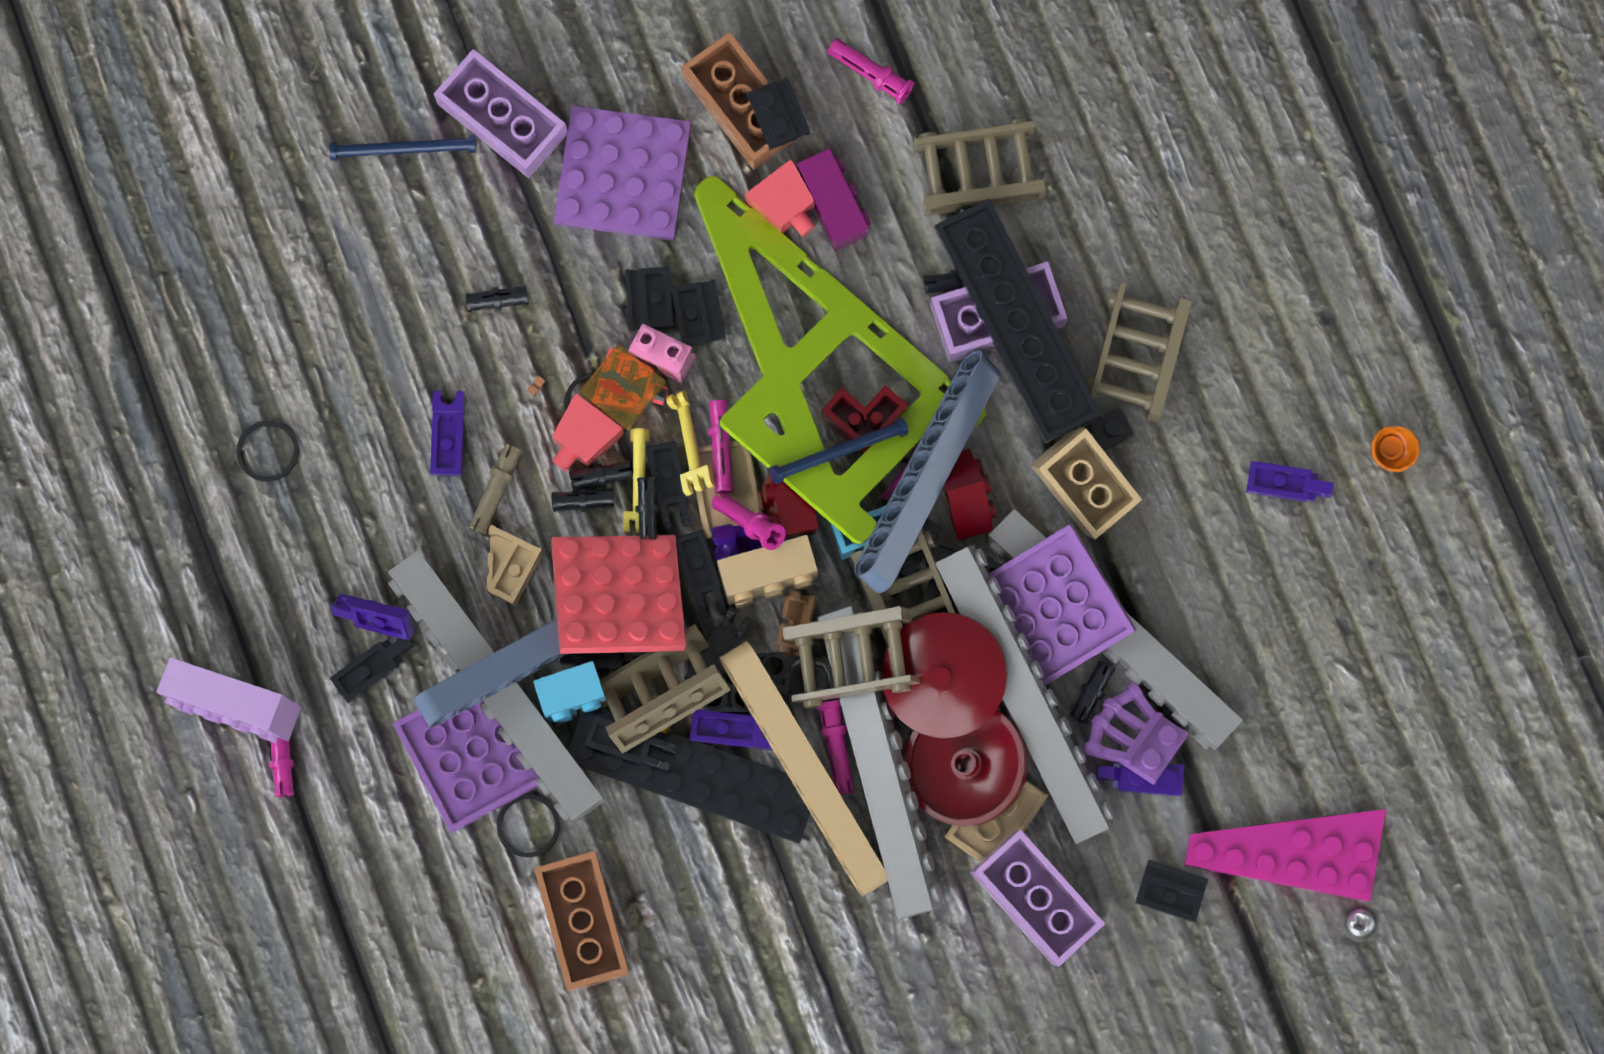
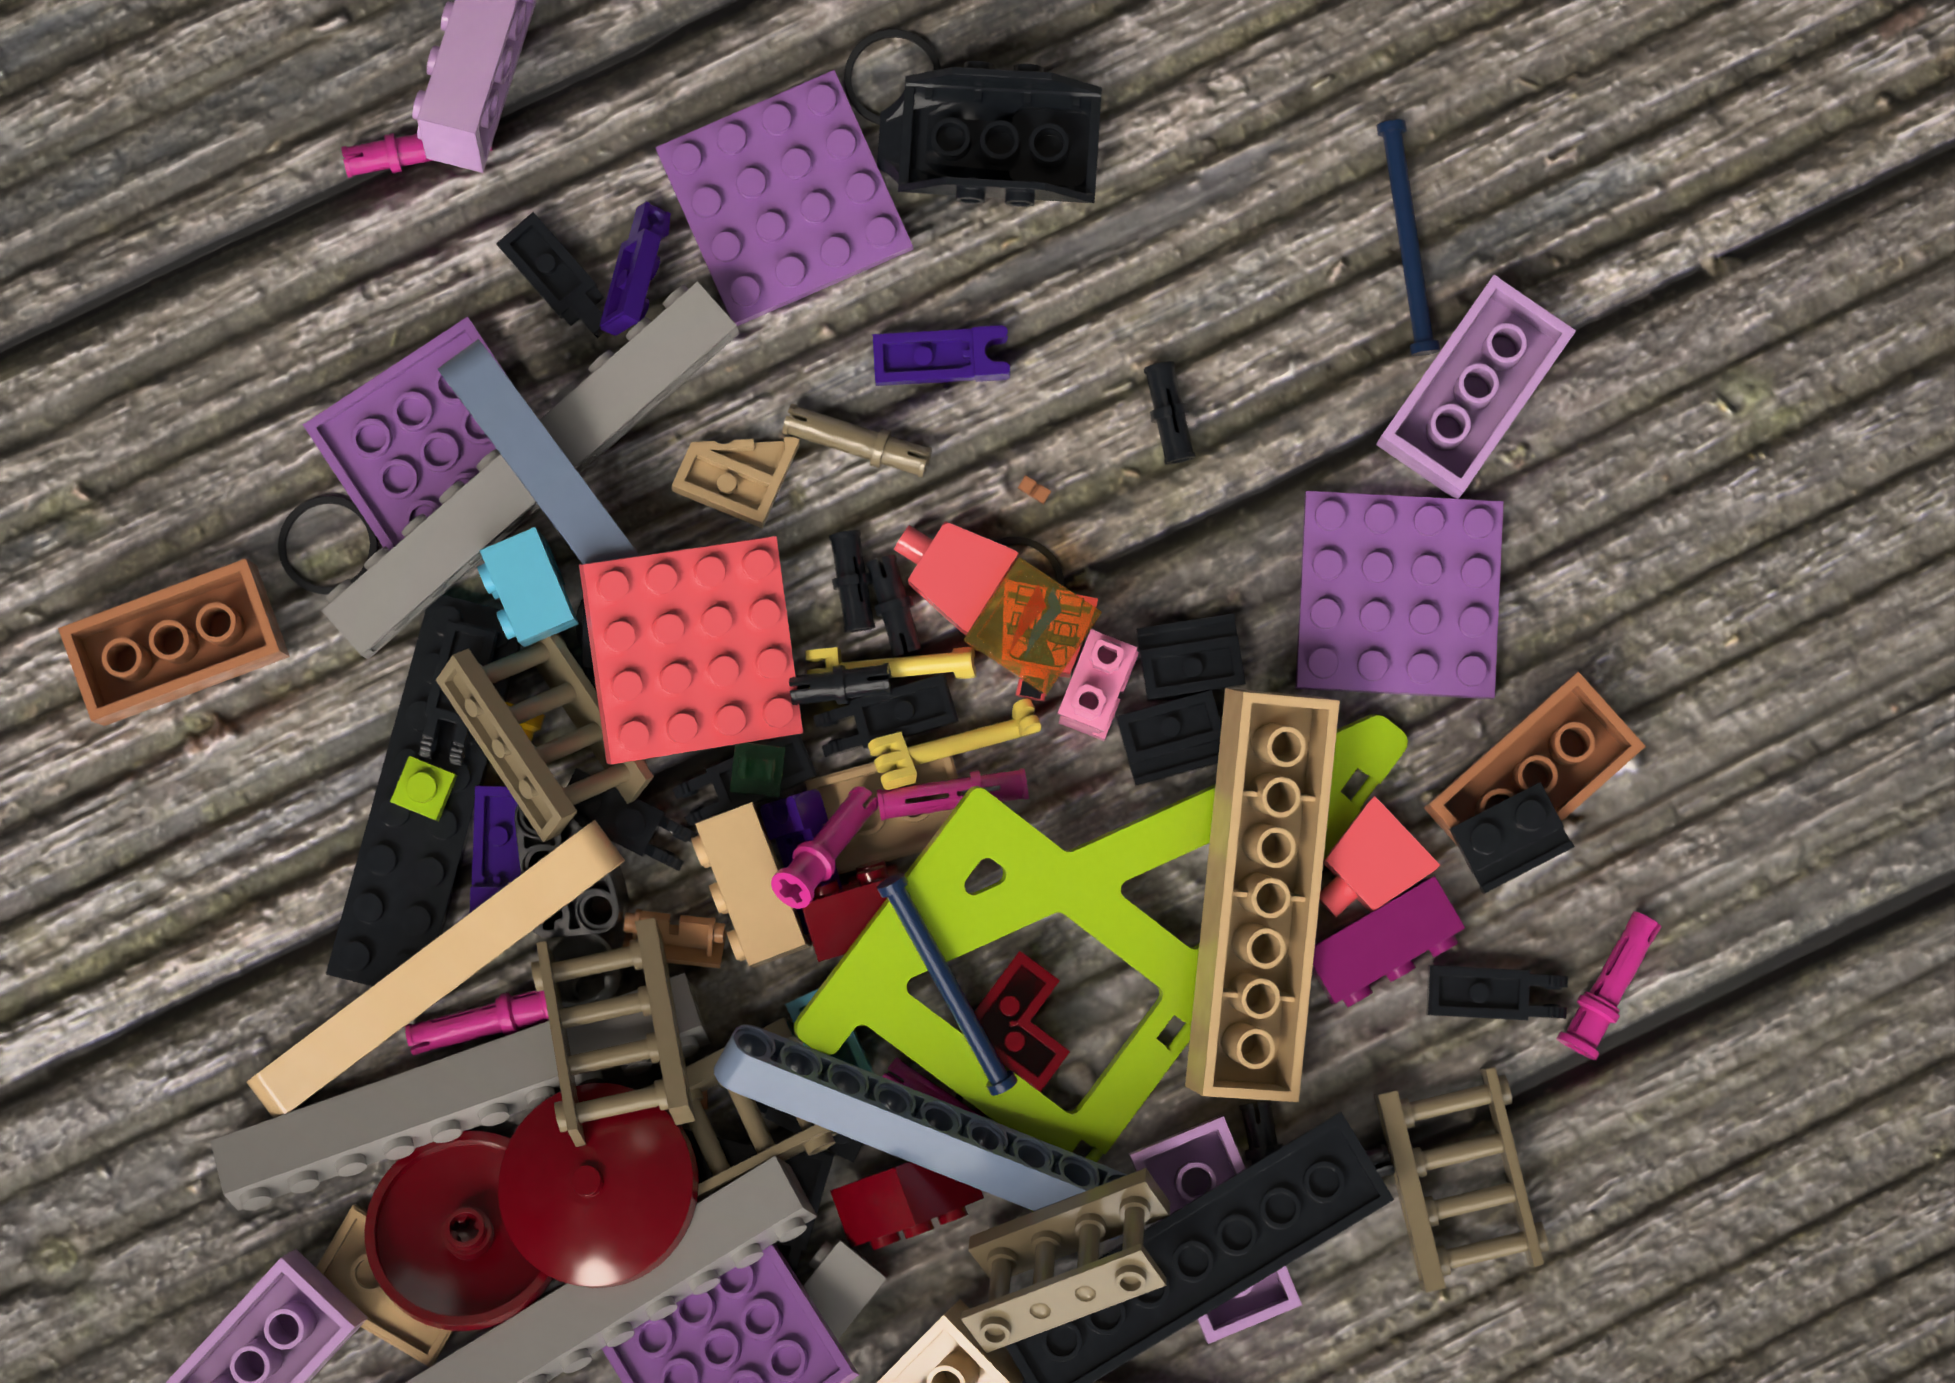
camera: 90 degrees right, 5 degrees up
(313, 389) = (993, 135): none -> black slope
(336, 523) = (784, 198): none -> medium lavender plate
(689, 770) = (423, 788): none -> lime plate
(695, 563) = (758, 770): none -> clear green tile
(799, 263) = (1262, 895): none -> tan brick
(869, 141) = (1489, 993): none -> black hinge
(992, 399) = (1053, 1233): none -> dark tan fence

